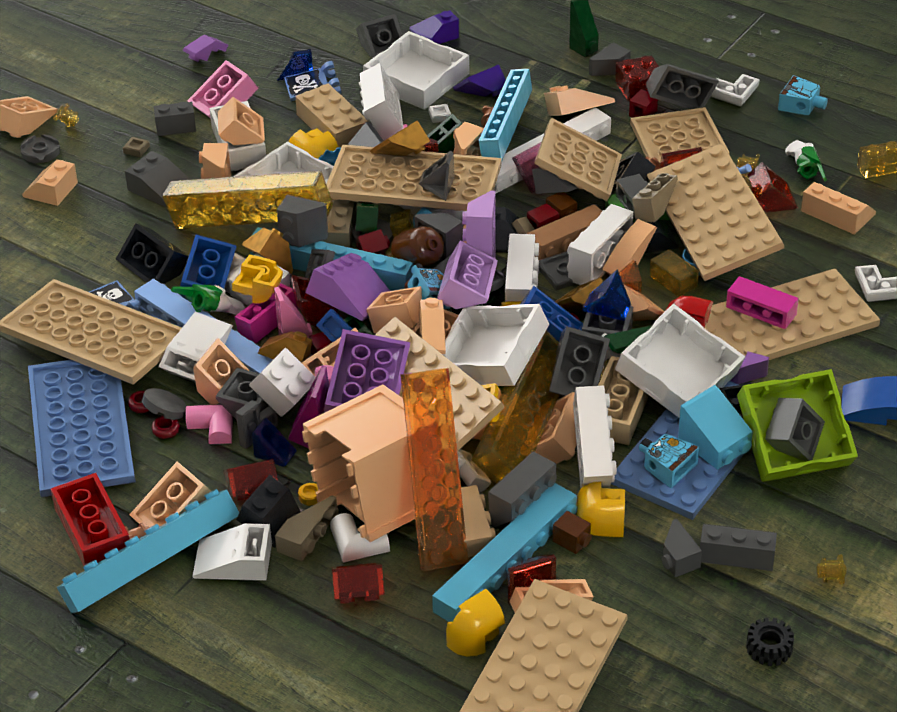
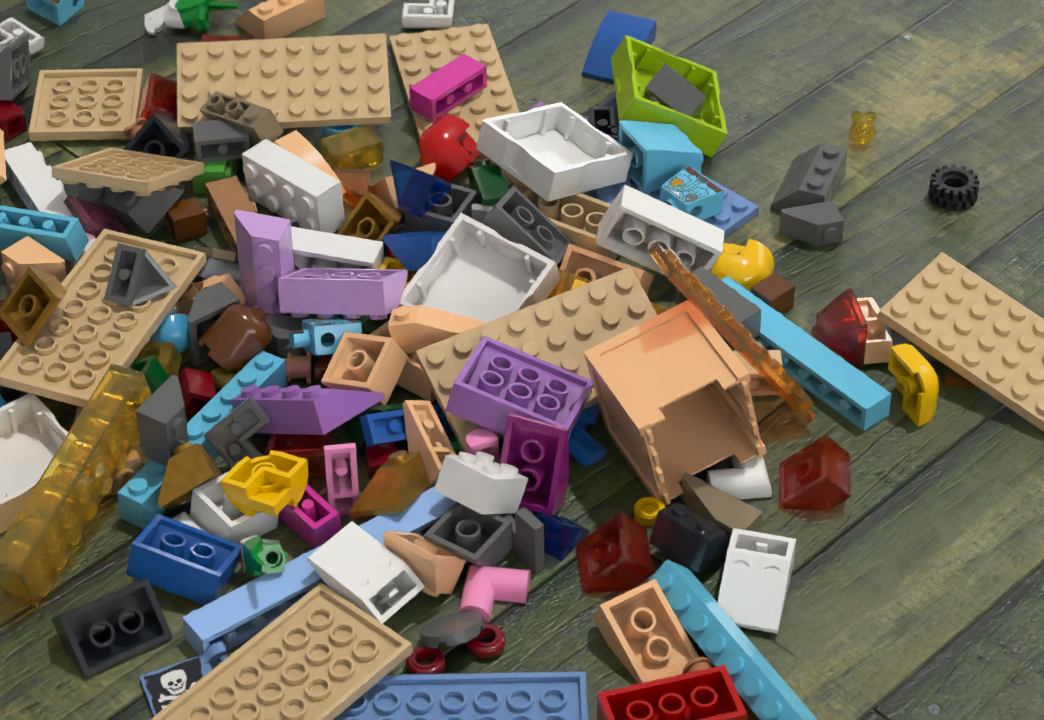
camera: 80 degrees left, 0 degrees up
(542, 216) = (203, 233): dark red brick -> none
(753, 162) = (167, 61): clear yellow brick -> none

